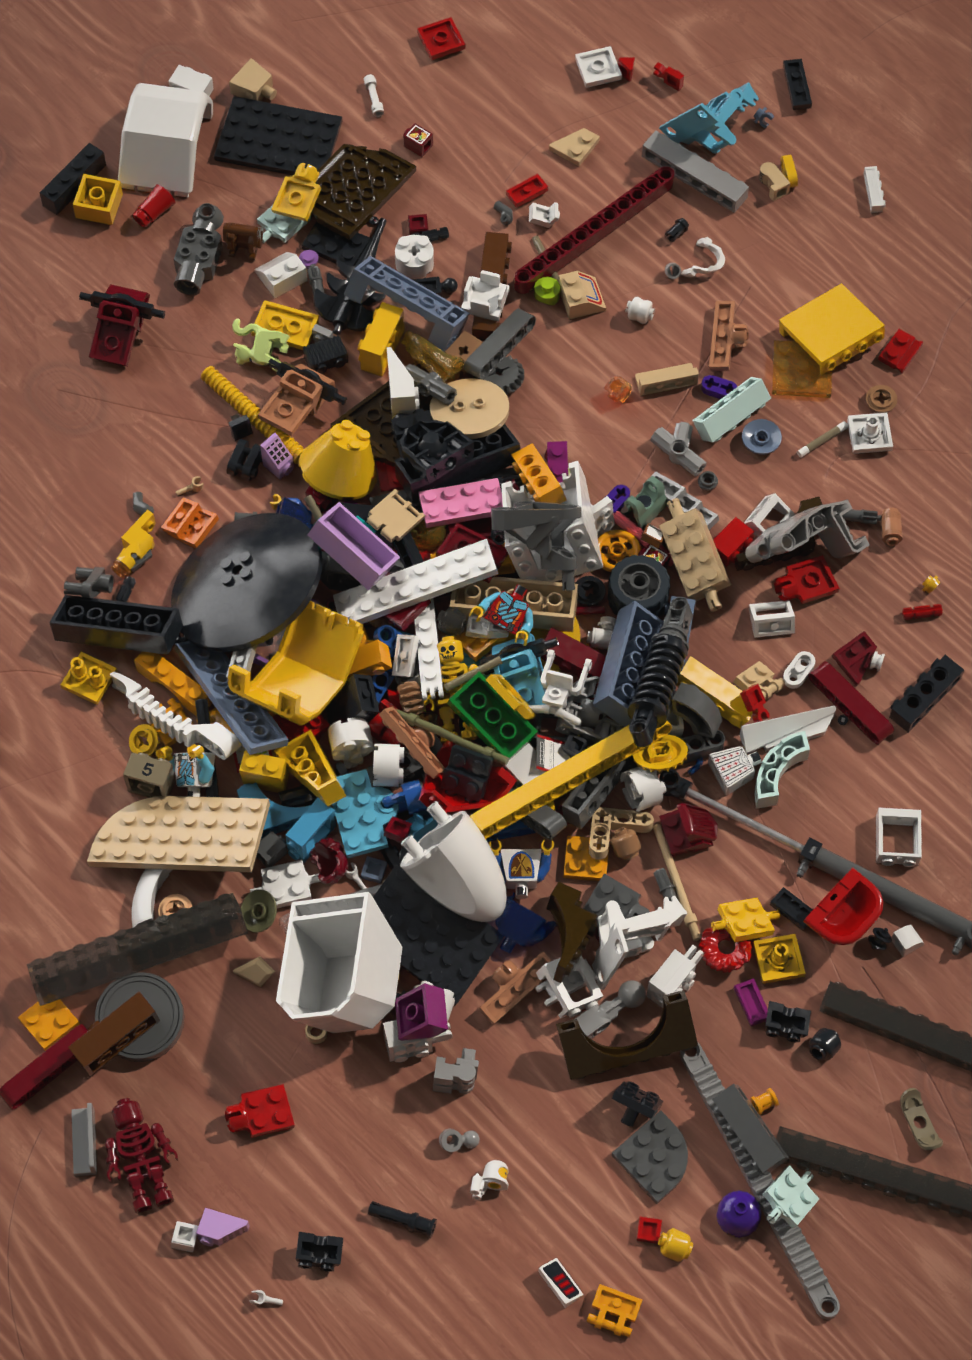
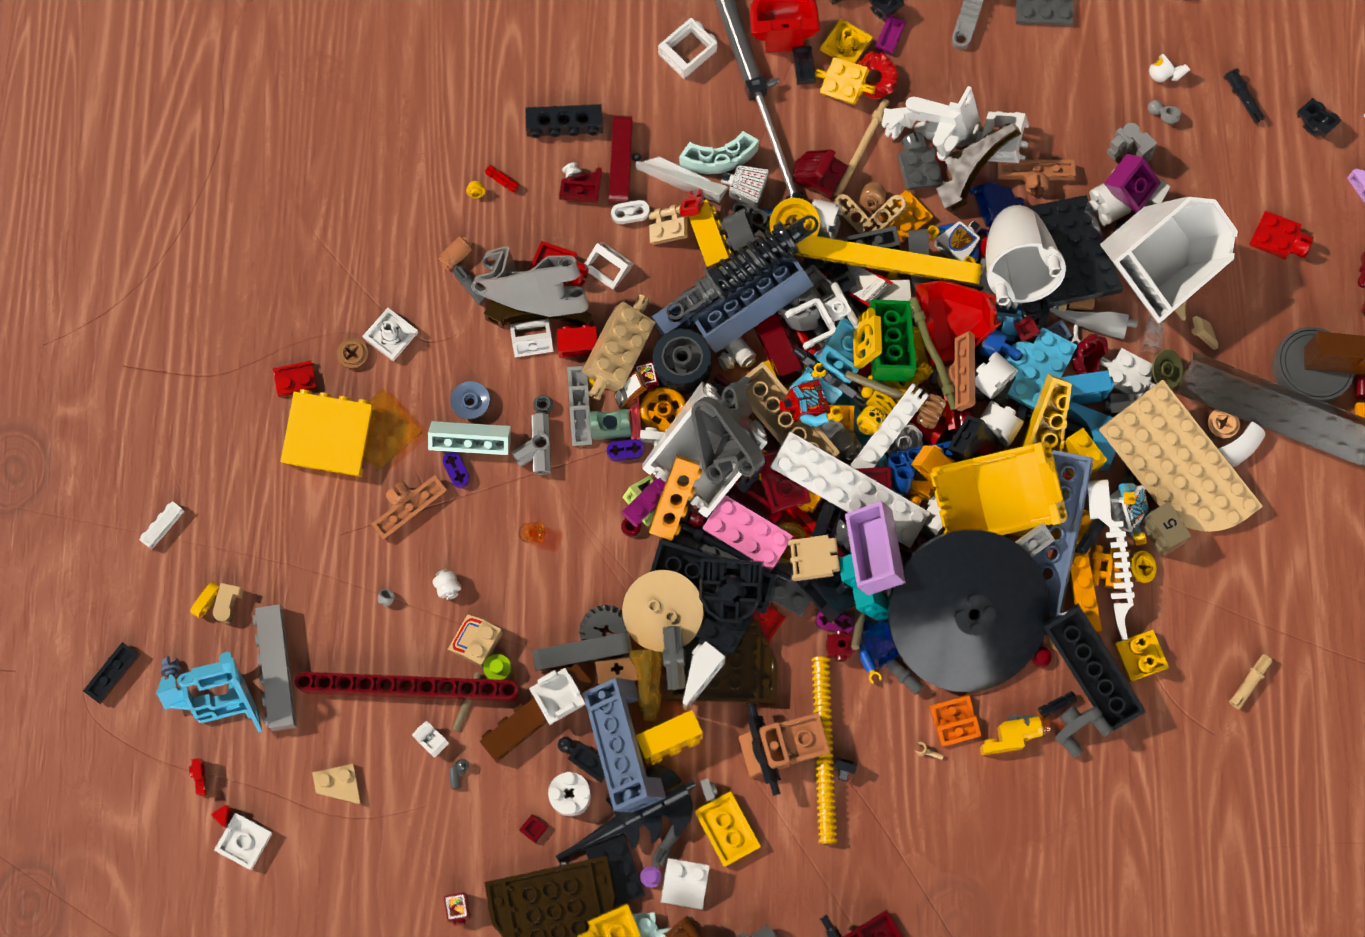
camera: 135 degrees left, 10 degrees up
(138, 504) = (982, 769): dark grey arm -> none
(250, 468) = (855, 729): black brick -> none
(263, 345) = (770, 817): yellowish green animal -> none
(276, 456) = (843, 708): lavender slope -> none
(326, 354) = (721, 769): black brick -> none
(340, 462) = (808, 654): yellow cone -> none
(405, 656) = (905, 446): white plate -> none
(435, 234) = (535, 808): black axle -> none
(467, 774) = (946, 318): black plate -> none
(527, 190) = (420, 775): red plate -> none
(599, 1017) = (1002, 102): light grey beam -> none
(636, 1102) = (1034, 30): black plate -> none
(664, 884) = (873, 148): dark grey axle -> none
(666, 379) = (485, 513): tan panel -> none
(672, 1034) = (971, 49): dark brown arch -> none
(674, 975) = (930, 81): white brick -> none
(677, 229) = (343, 630): black pin -> none
(707, 243) = (347, 570): white helmet -> none
(822, 439) = (427, 363): dark tan bar -> none

